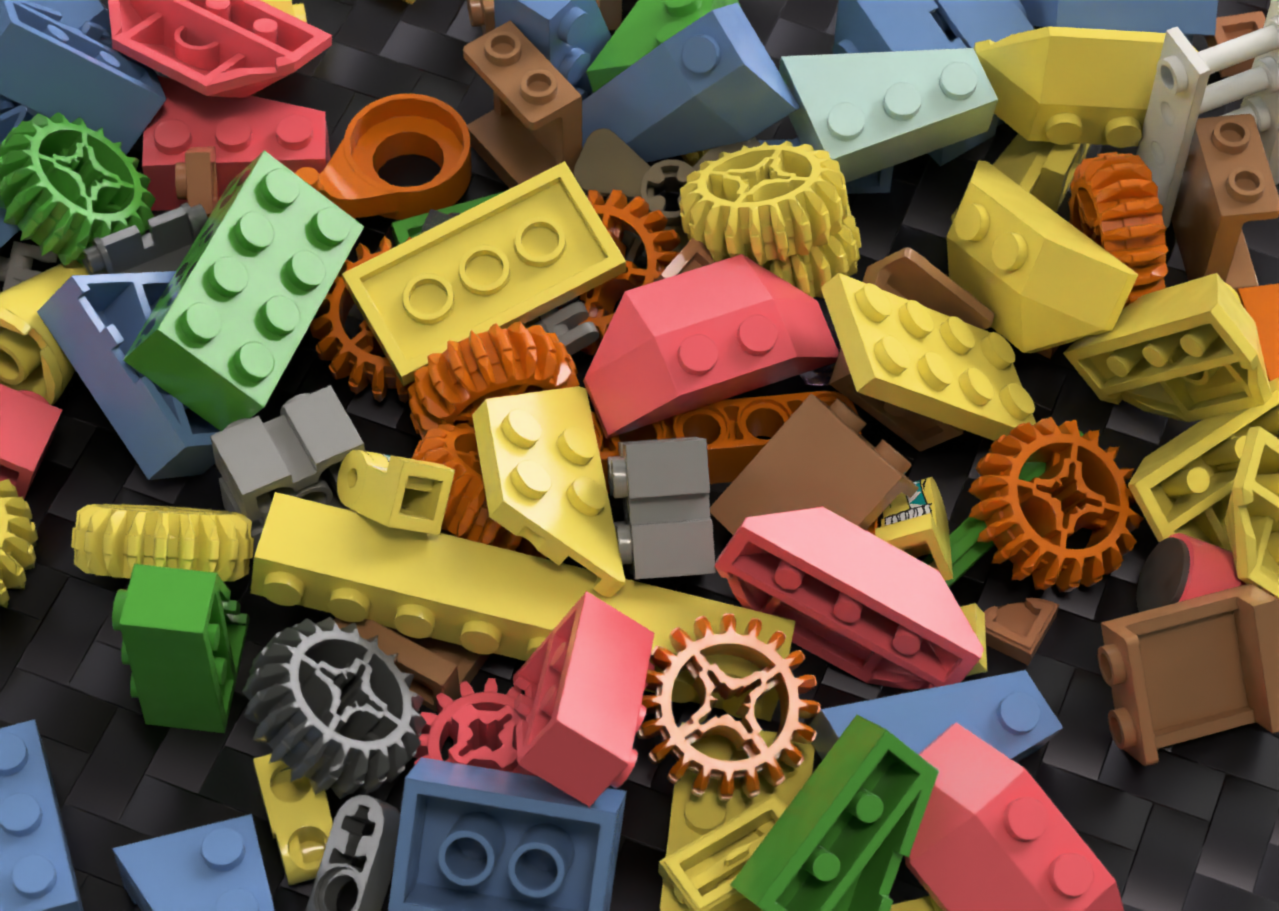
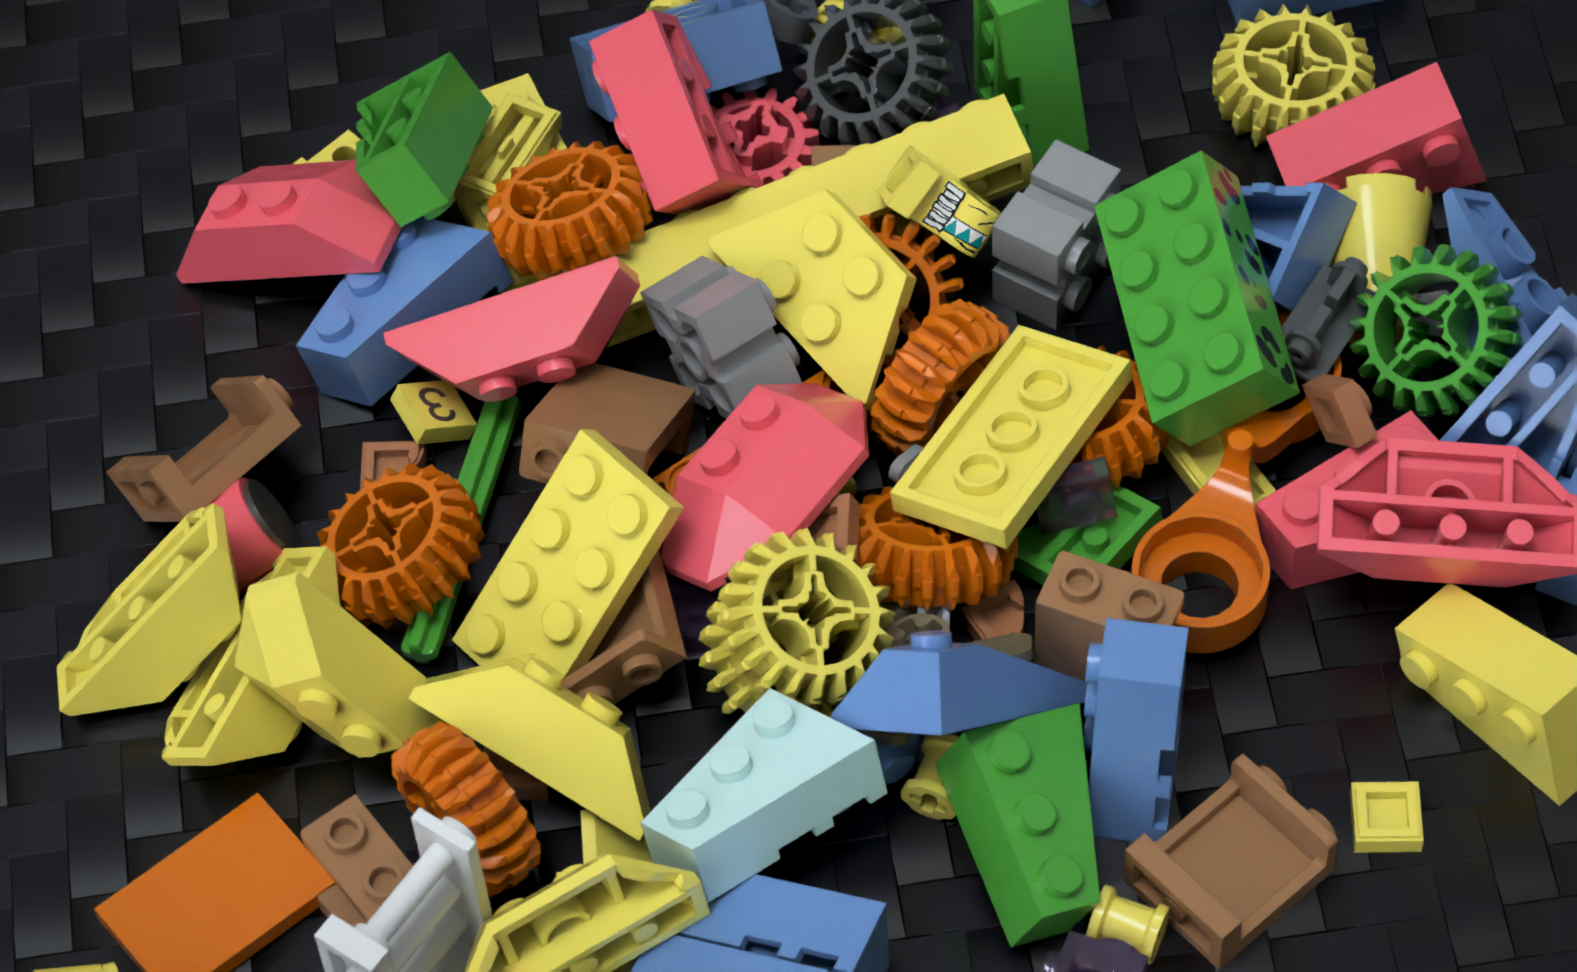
camera: 155 degrees right, 0 degrees up
(117, 536) = (1138, 119): light yellow gear -> none
(919, 526) = (493, 454): light yellow leg -> none

